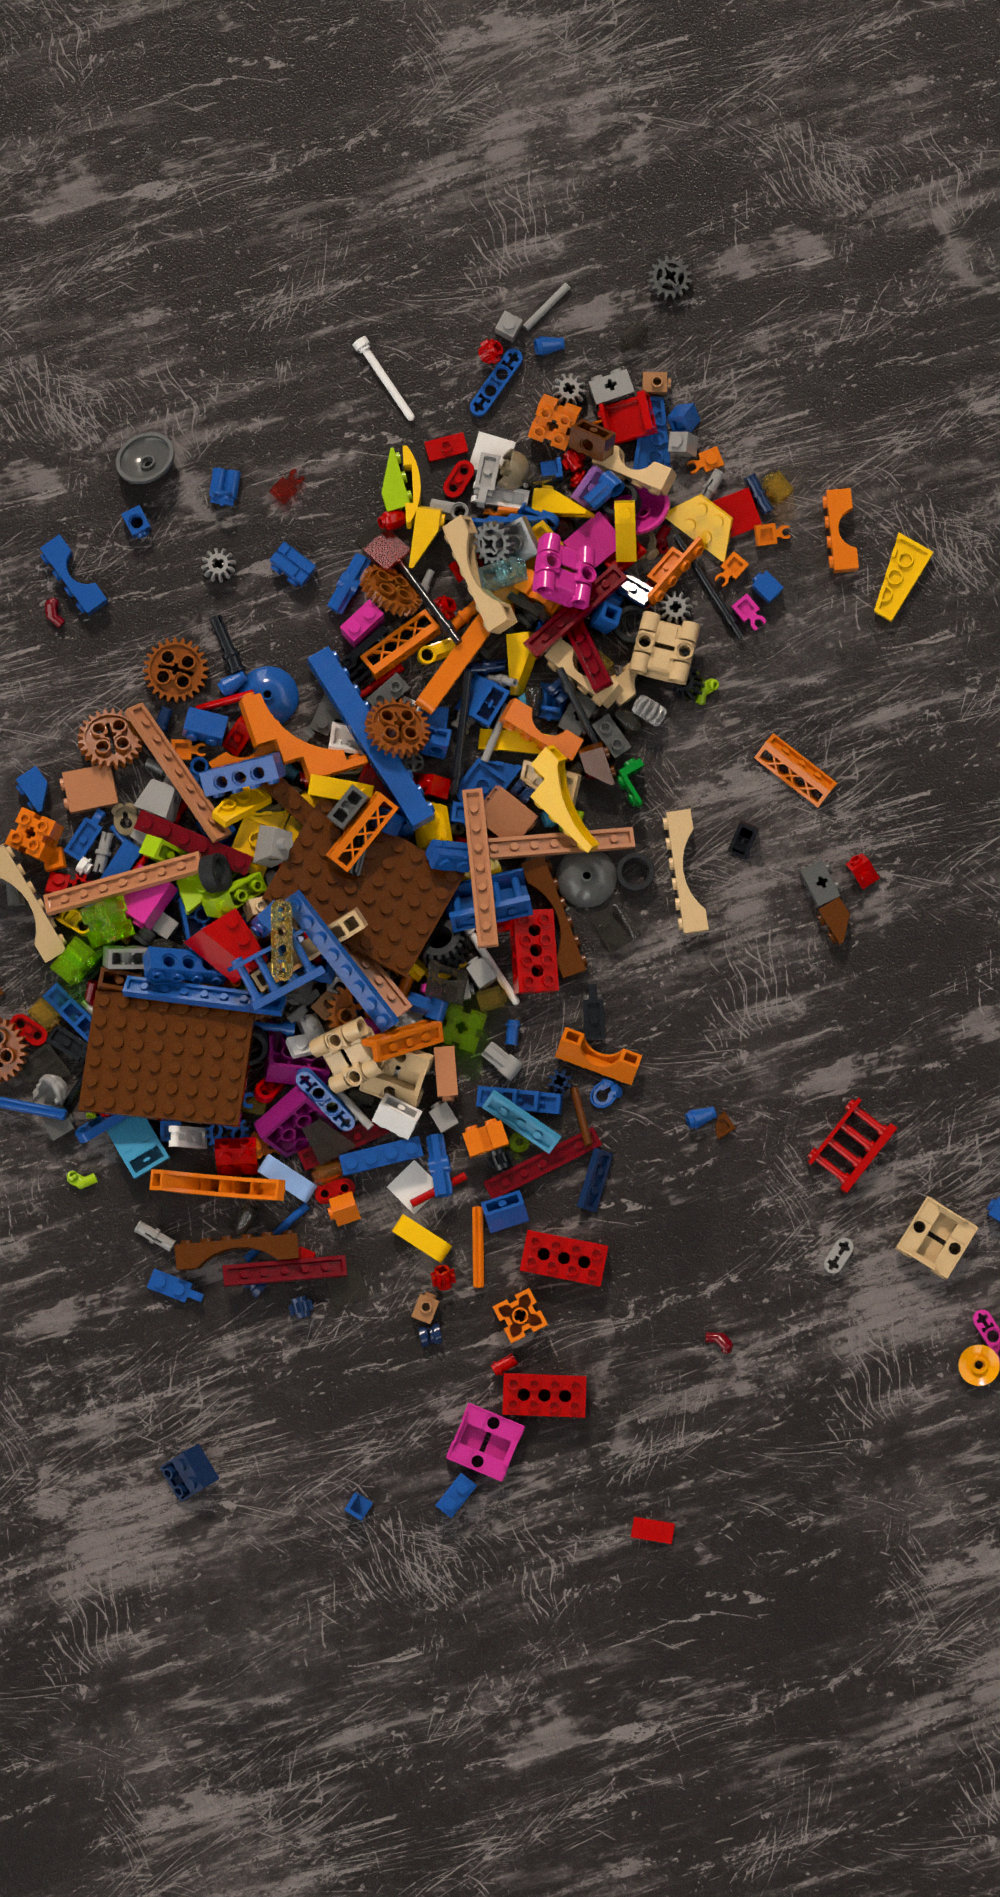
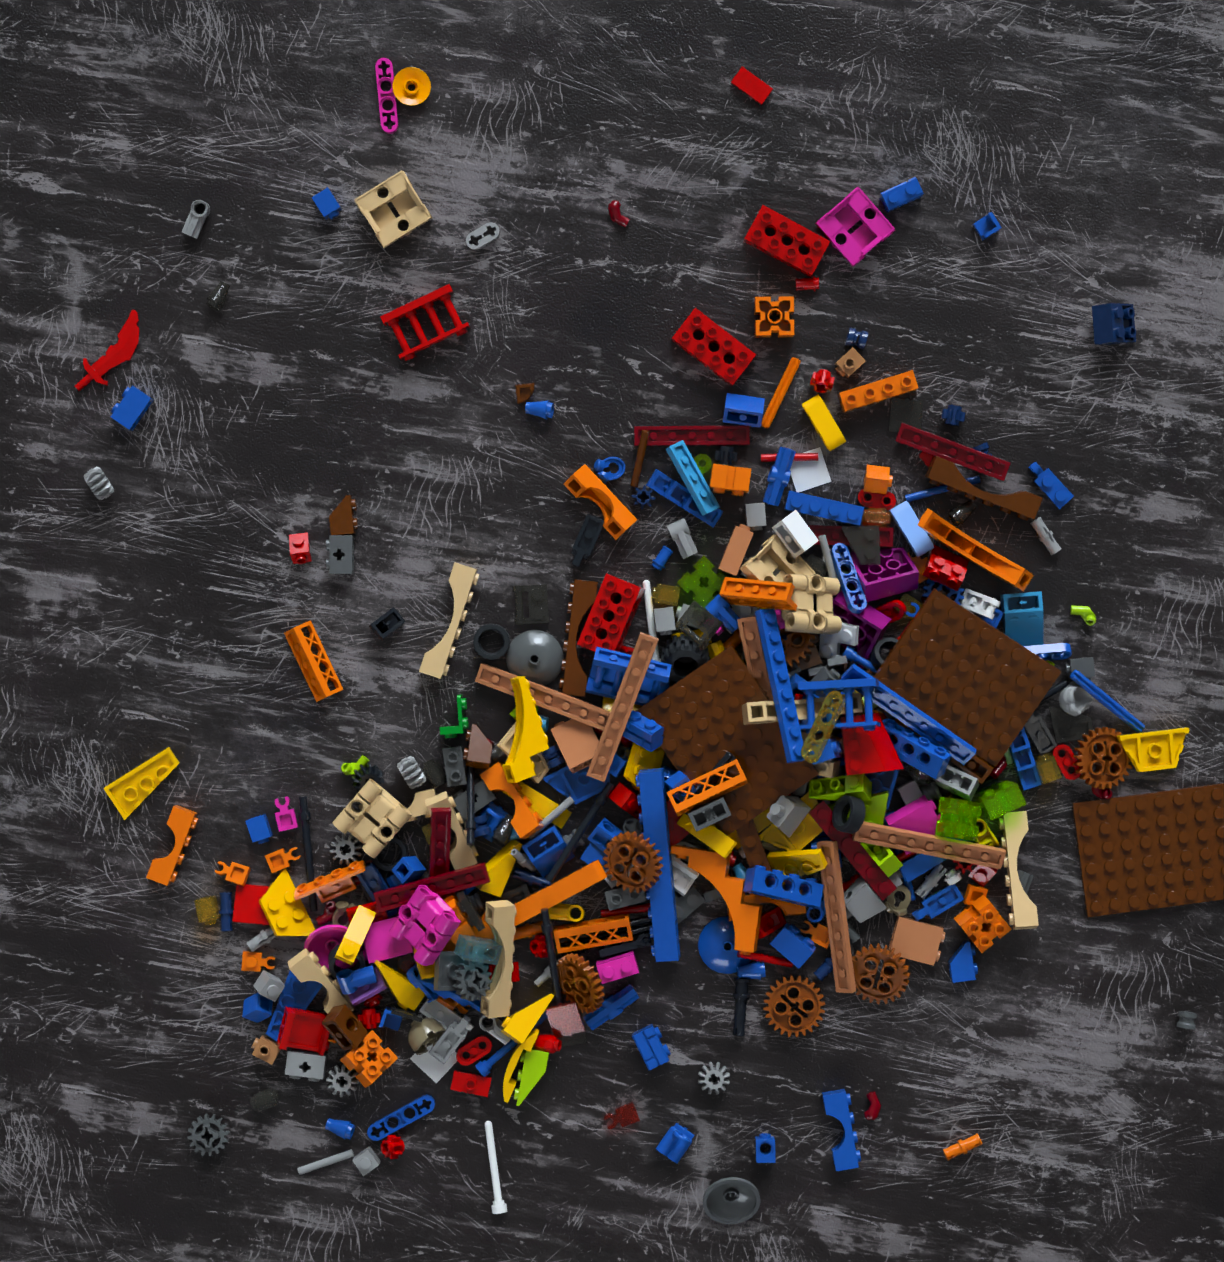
camera: 150 degrees left, 5 degrees up
(385, 1294) = (878, 391): none -> orange brick
(440, 470) = (485, 1066): none -> blue piece
(595, 1180) = (654, 399): dark blue plate -> none

